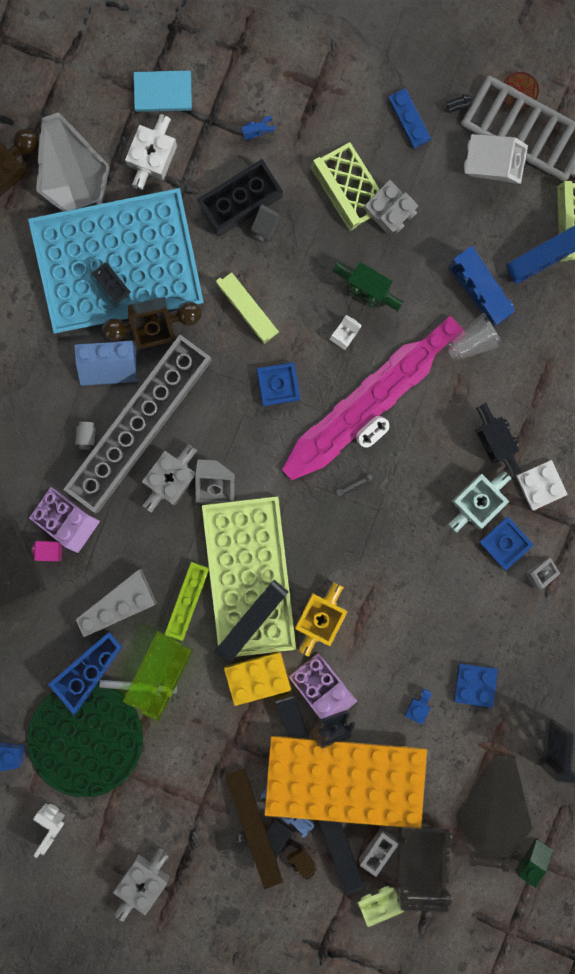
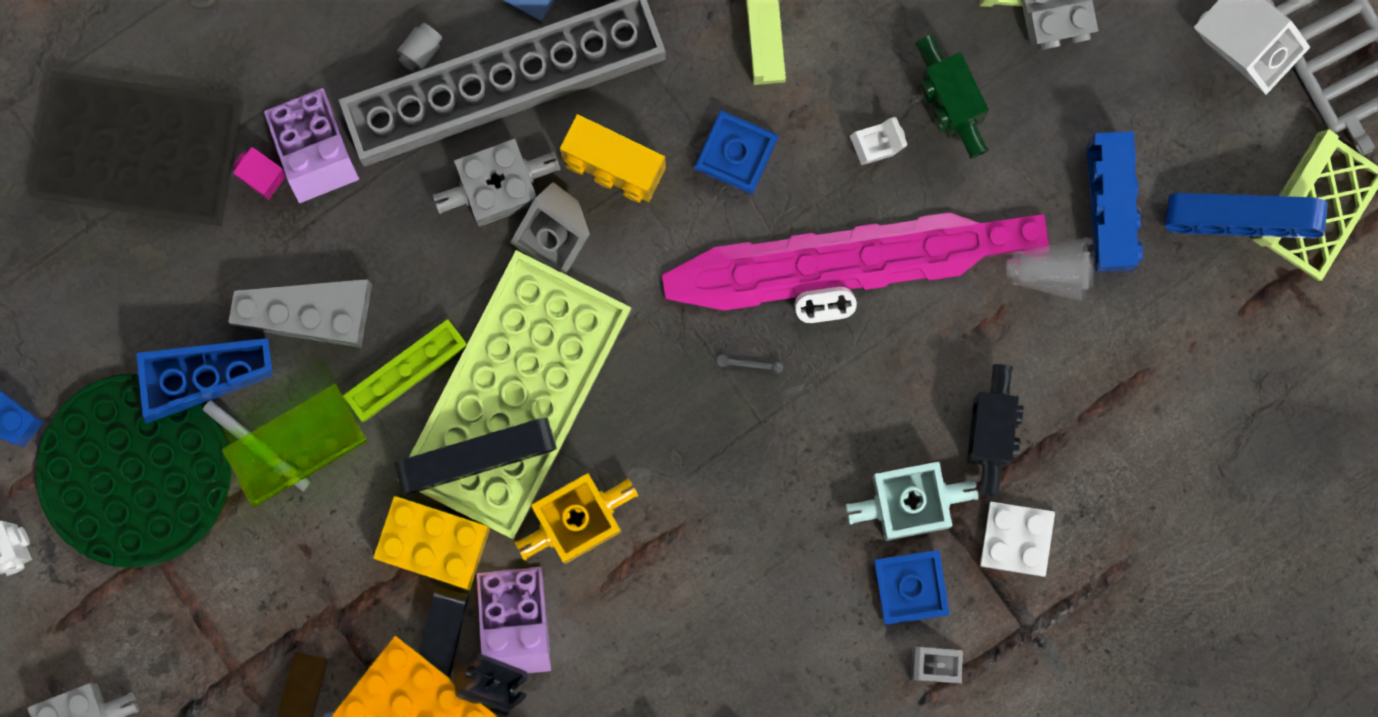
camera: 40 degrees right, 5 degrees down
(220, 429) = (612, 159): none -> yellow brick

